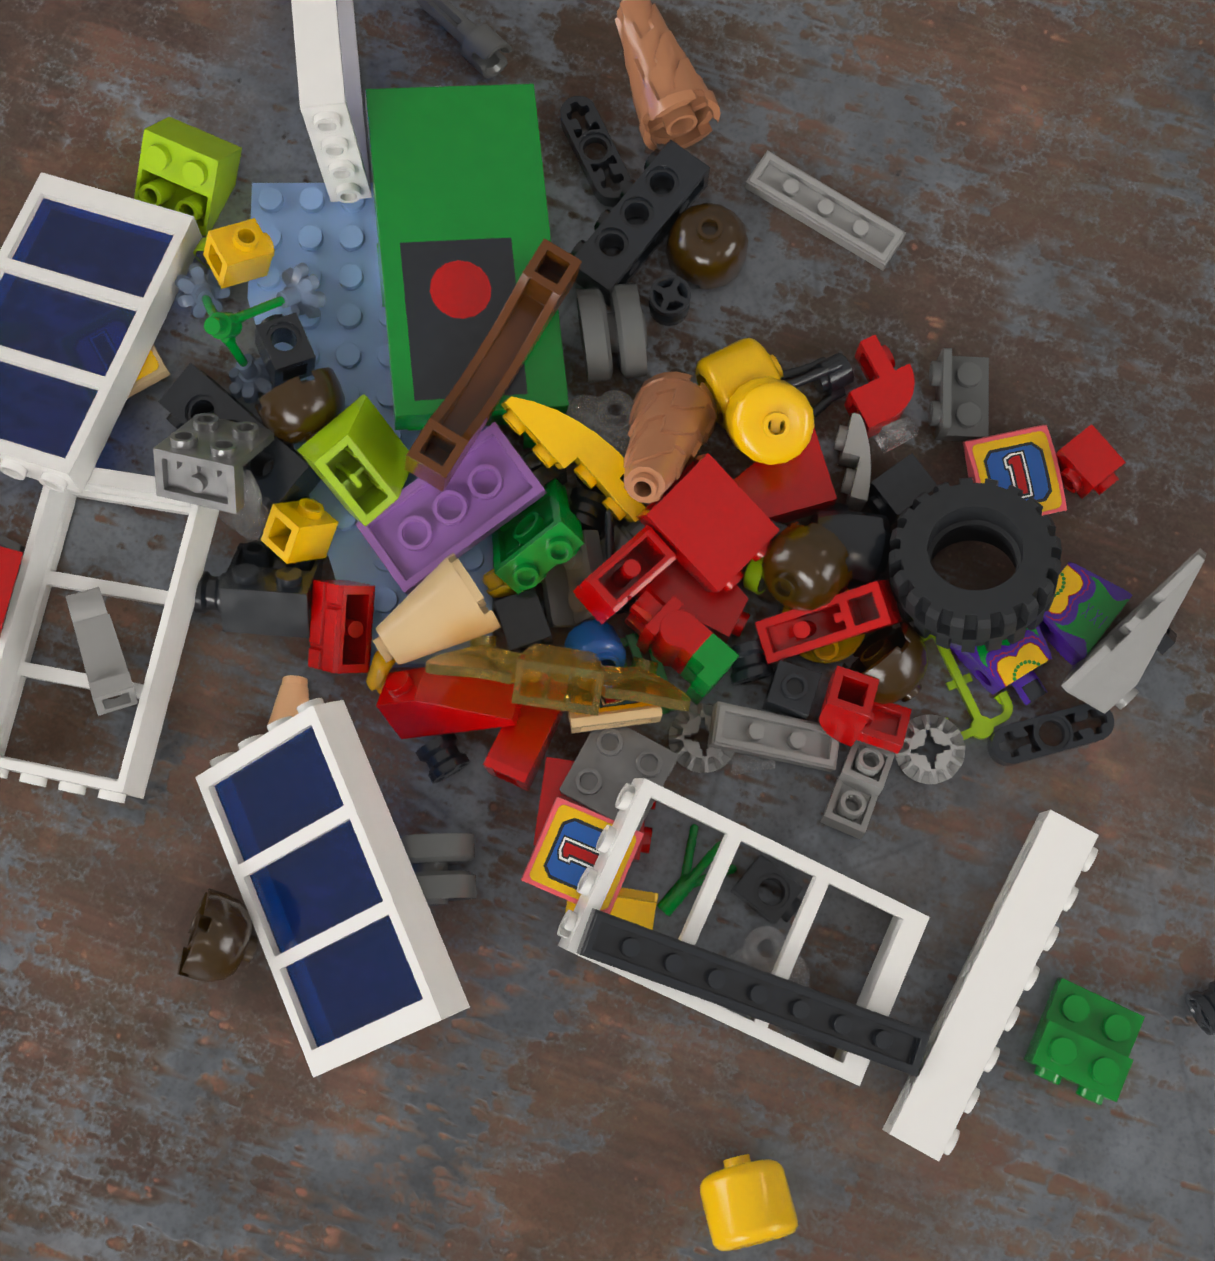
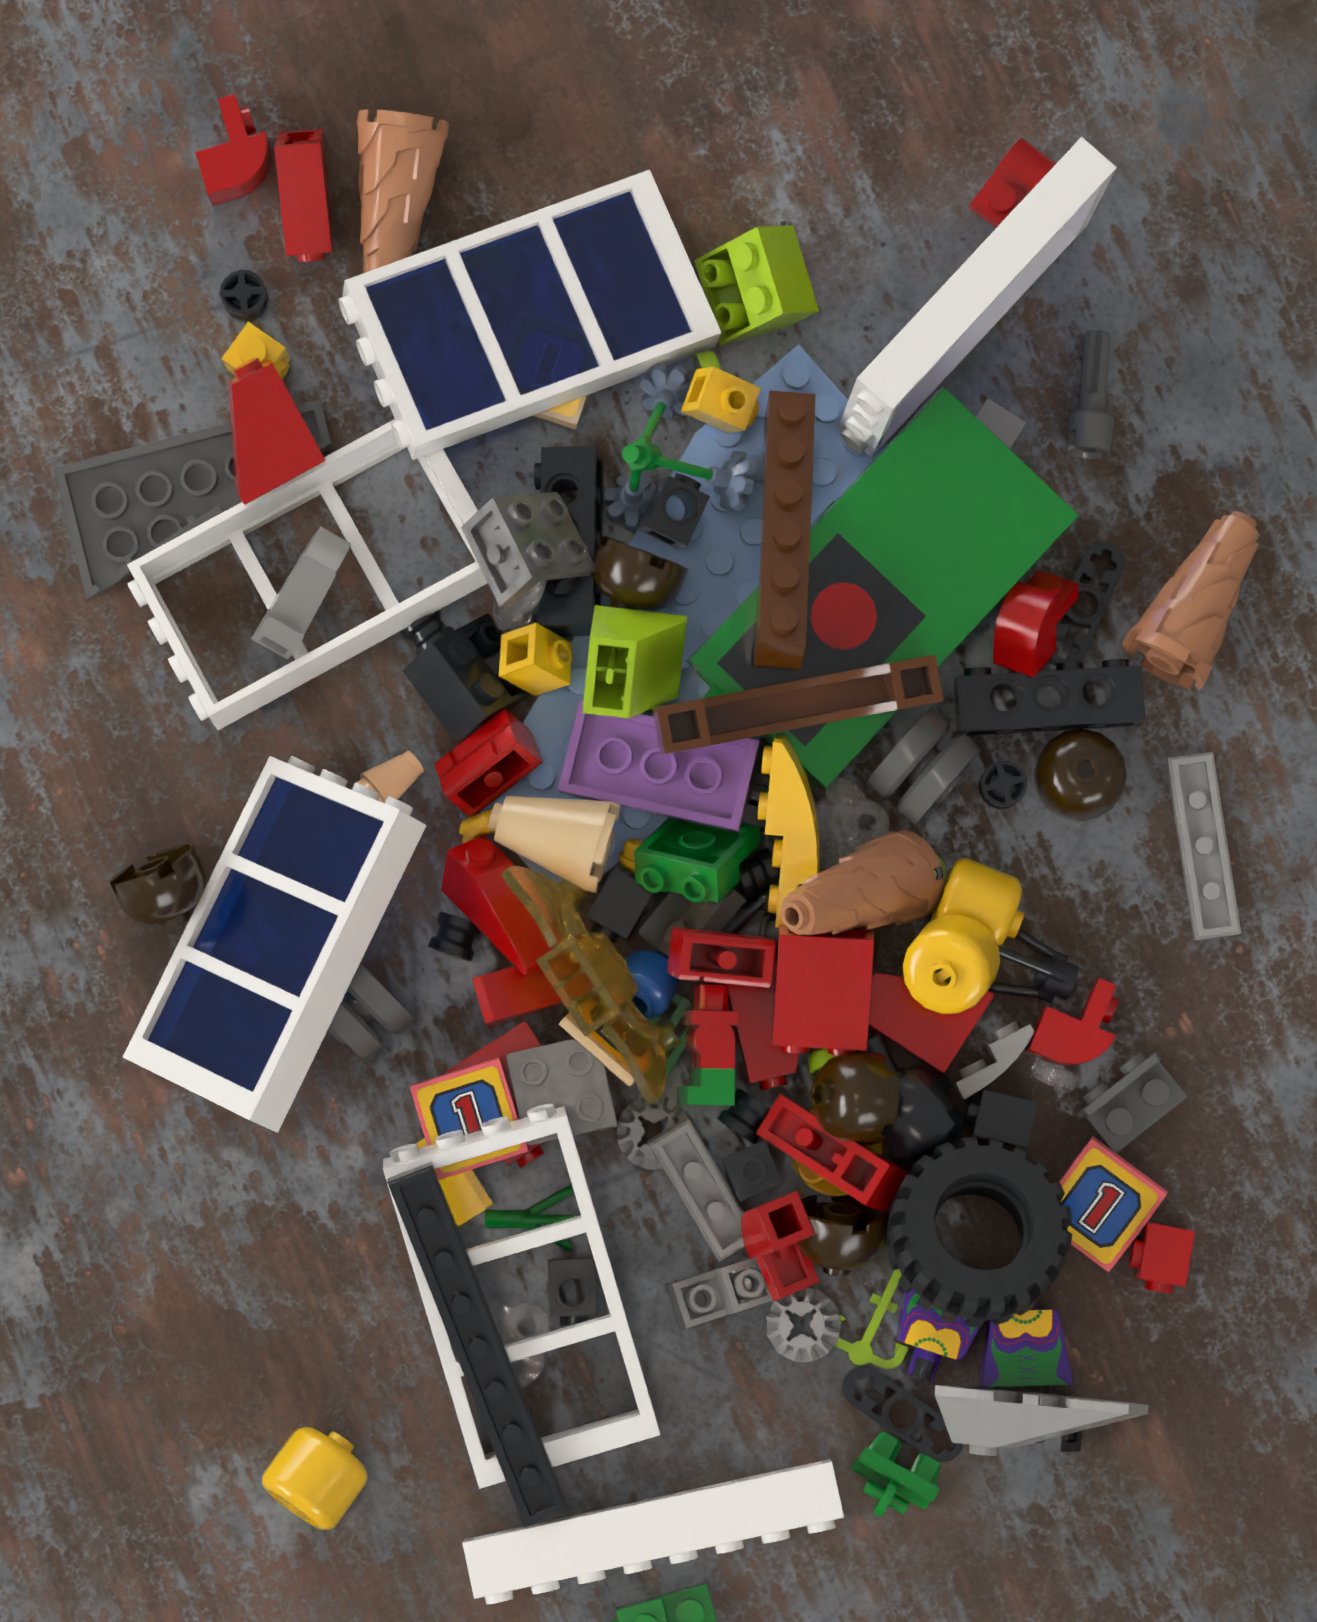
camera: 50 degrees right, 5 degrees up
(403, 304) = (785, 530): none -> reddish brown arch
(577, 184) = (1029, 622): none -> red brick
(1097, 782) = (892, 1483): none -> green hips

